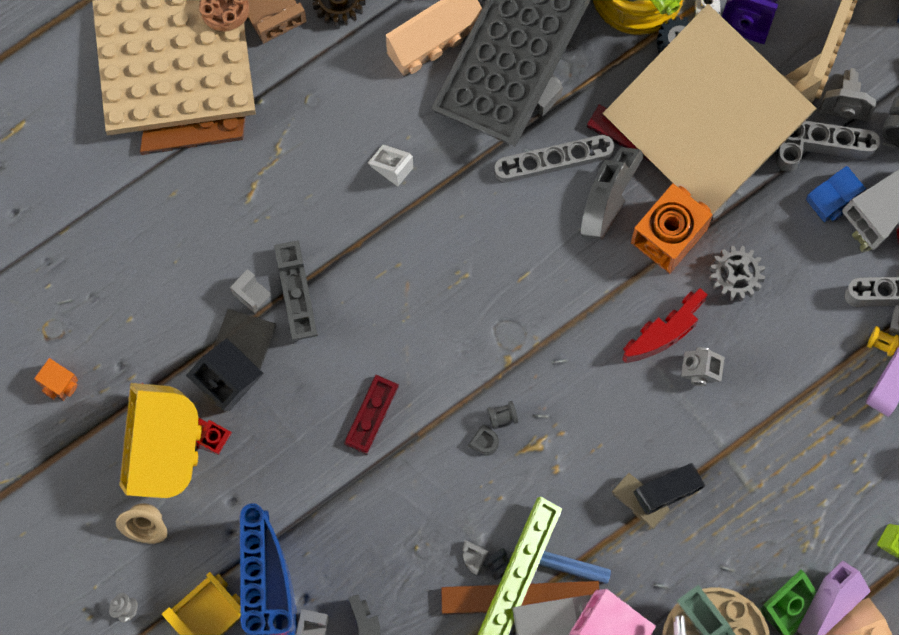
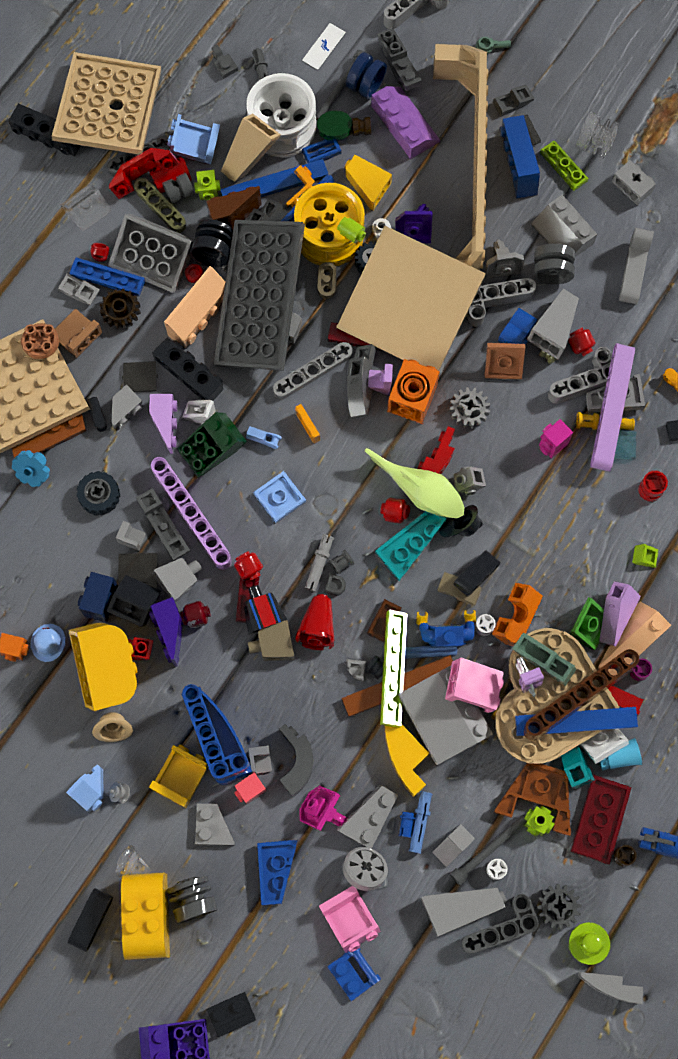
camera: 20 degrees left, 0 degrees up
(87, 590) = (89, 790): none -> light blue slope
(102, 389) = (48, 642): none -> light blue hat
(157, 164) = (31, 468): none -> dark azure plant
(181, 353) = (97, 596): none -> dark blue slope
(229, 223) = (98, 493): none -> black wheel
(259, 421) = (170, 624): none -> dark purple slope
(263, 123) = (97, 414): none -> black bar
(289, 364) = (177, 577): none -> light grey torso
(295, 418) = (195, 614): none -> dark red head
(300, 123) = (123, 405): none -> light grey slope
(333, 93) = (140, 376): none -> clear smoke piece
(335, 276) = (189, 504): none -> lavender beam
(344, 148) = (162, 413): none -> lavender slope
(380, 442) = (261, 610): none -> torso
(381, 488) = (274, 643): none -> dark tan torso
(382, 71) = (169, 349): none -> black brick
(383, 379) = (248, 565): none -> red head
(392, 209) = (211, 444): none -> dark green slope
(443, 484) = (317, 625): none -> red cone
(454, 305) = (279, 497): none -> light blue tile
(459, 220) = (260, 436): none -> light blue bar
(474, 406) = (319, 562): none -> light grey pin
(519, 513) = (378, 626): none -> reddish brown tile
(522, 224) = (307, 423): none -> light orange tile
(594, 372) = (395, 510): none -> red head
(596, 421) = (407, 545): none -> teal wing
(603, 553) = (447, 634): none -> blue torso
(613, 50) = (326, 281): none -> dark tan plate
(635, 199) = (381, 379): none -> lavender slope
(641, 358) = (424, 488): none -> yellowish green piece
(656, 553) = (488, 623): none -> white wheel
(675, 418) = (464, 525): none -> black piece
(718, 549) = (525, 603): none -> orange arch
(803, 228) = (504, 361): none -> nougat tile
(832, 350) = (555, 438): none -> dark pink brick

